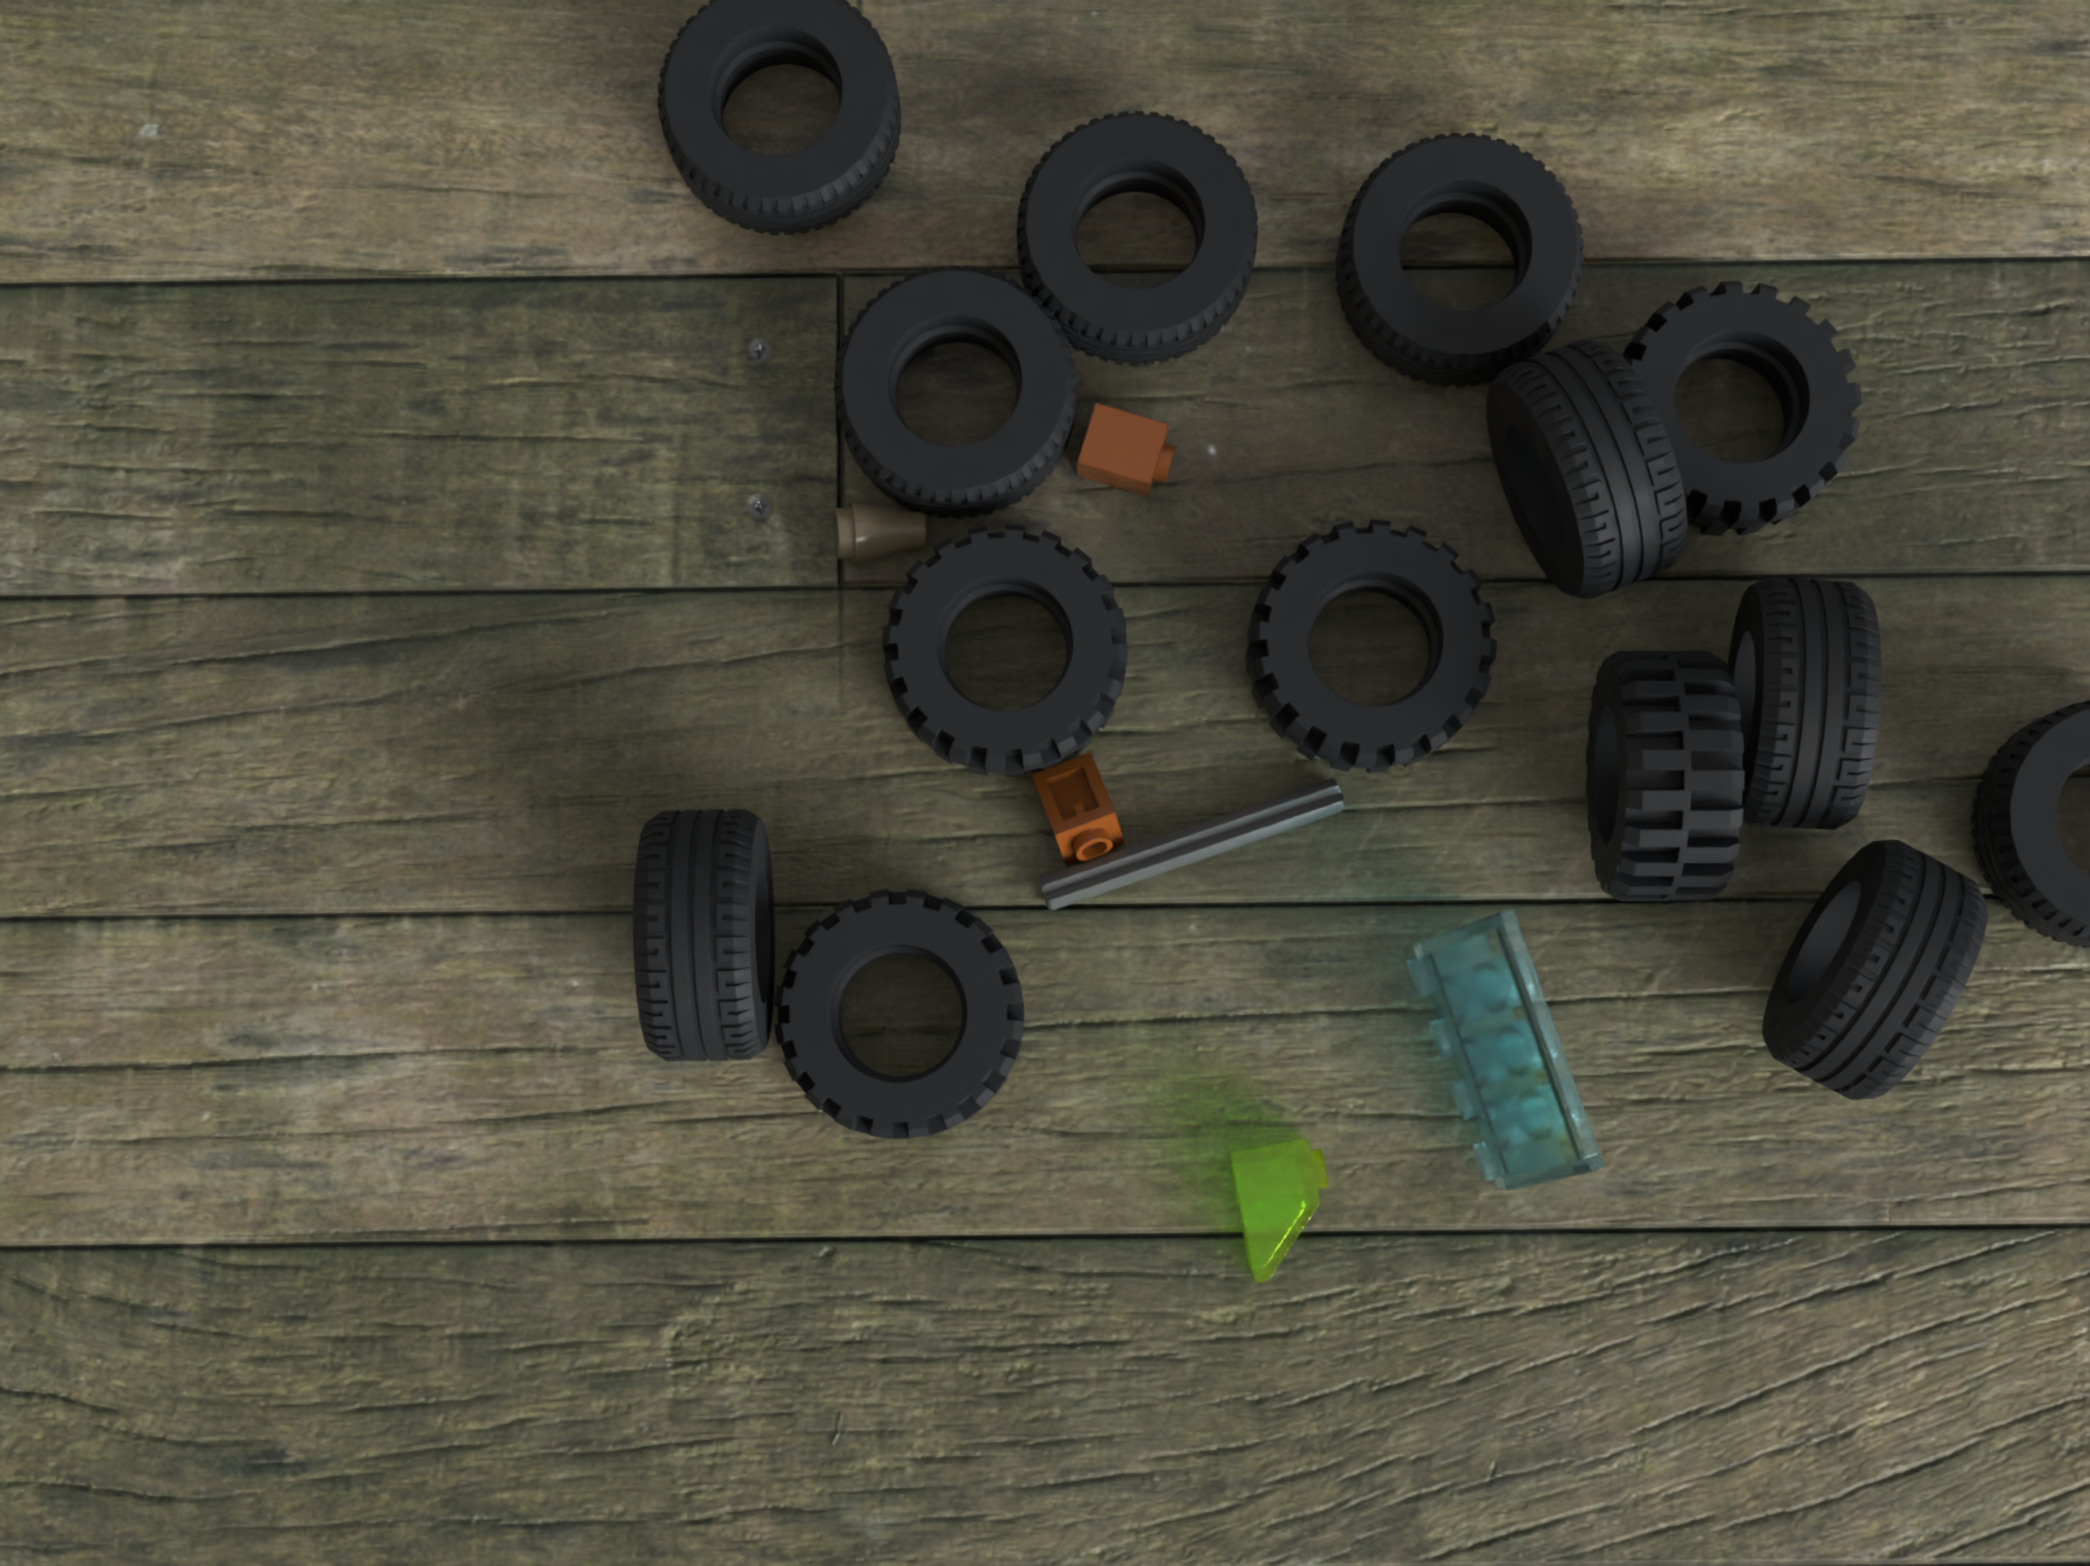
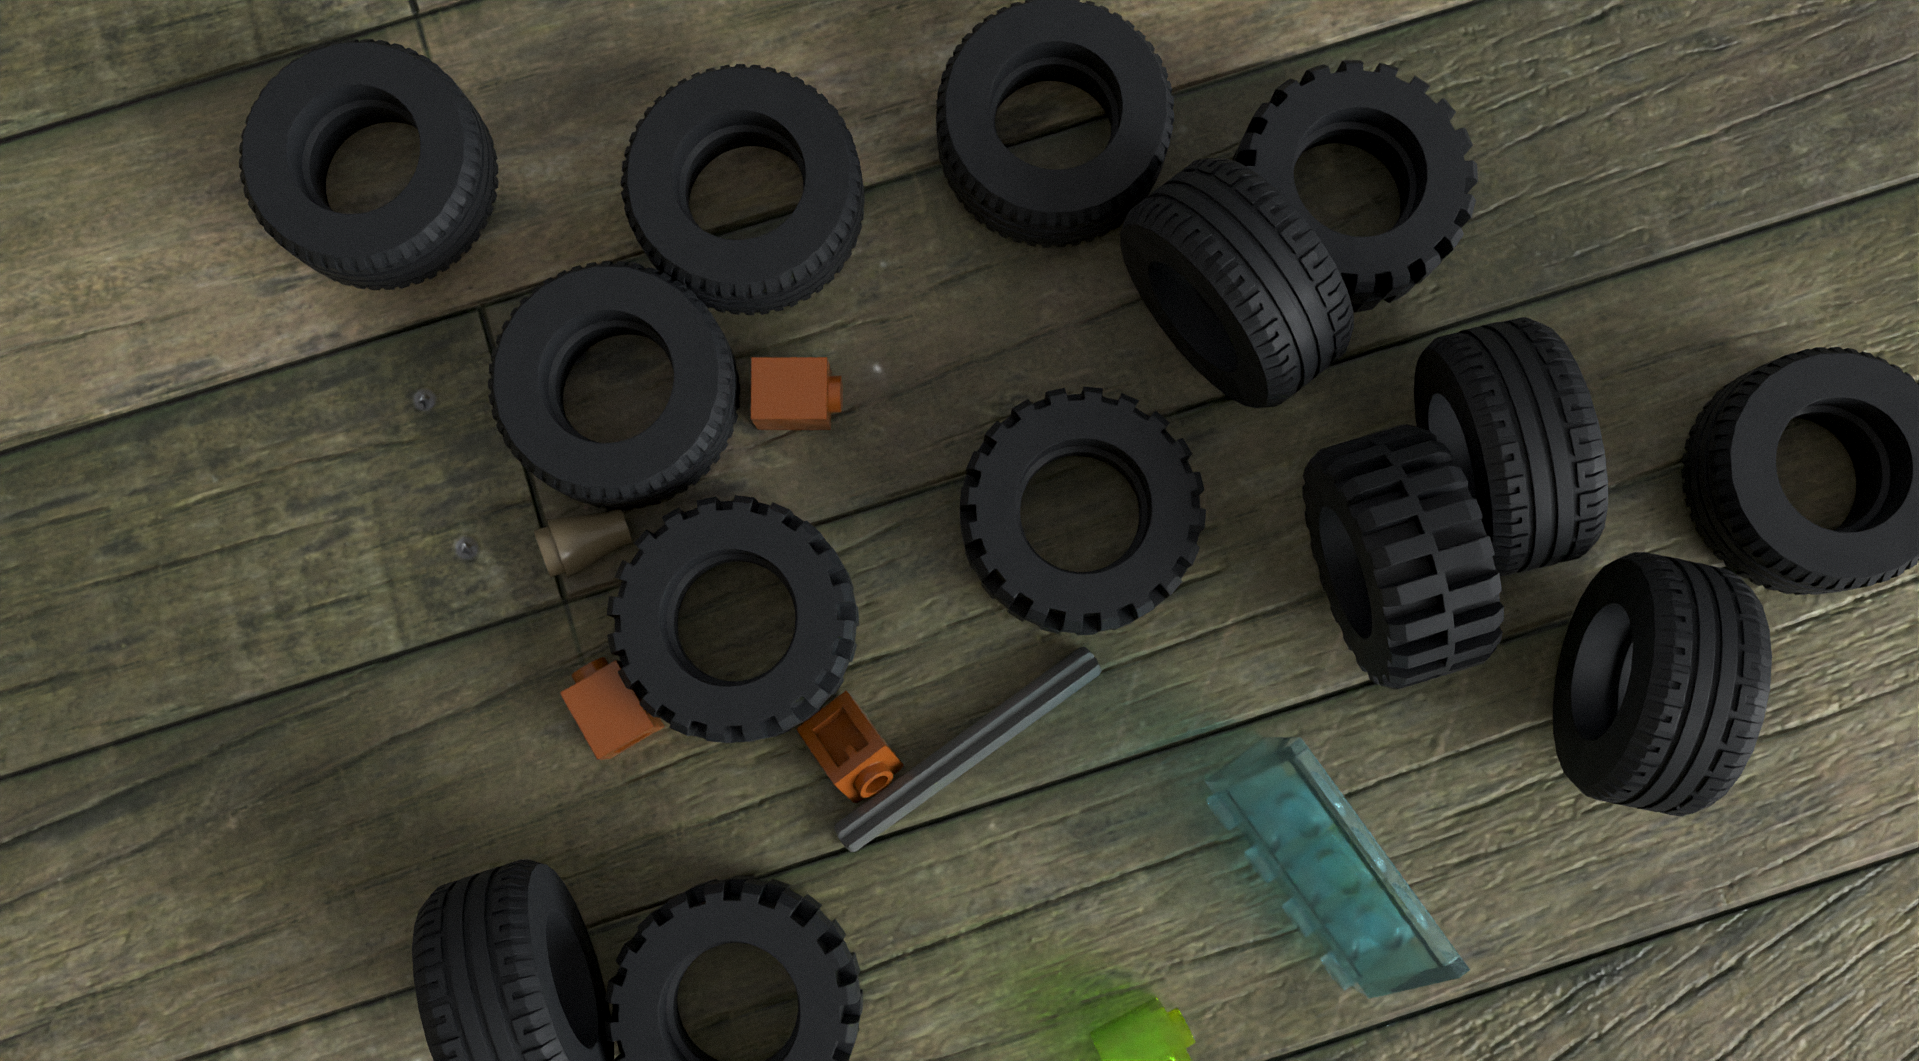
camera: 20 degrees left, 0 degrees up
(859, 700) = (607, 710): none -> dark orange brick

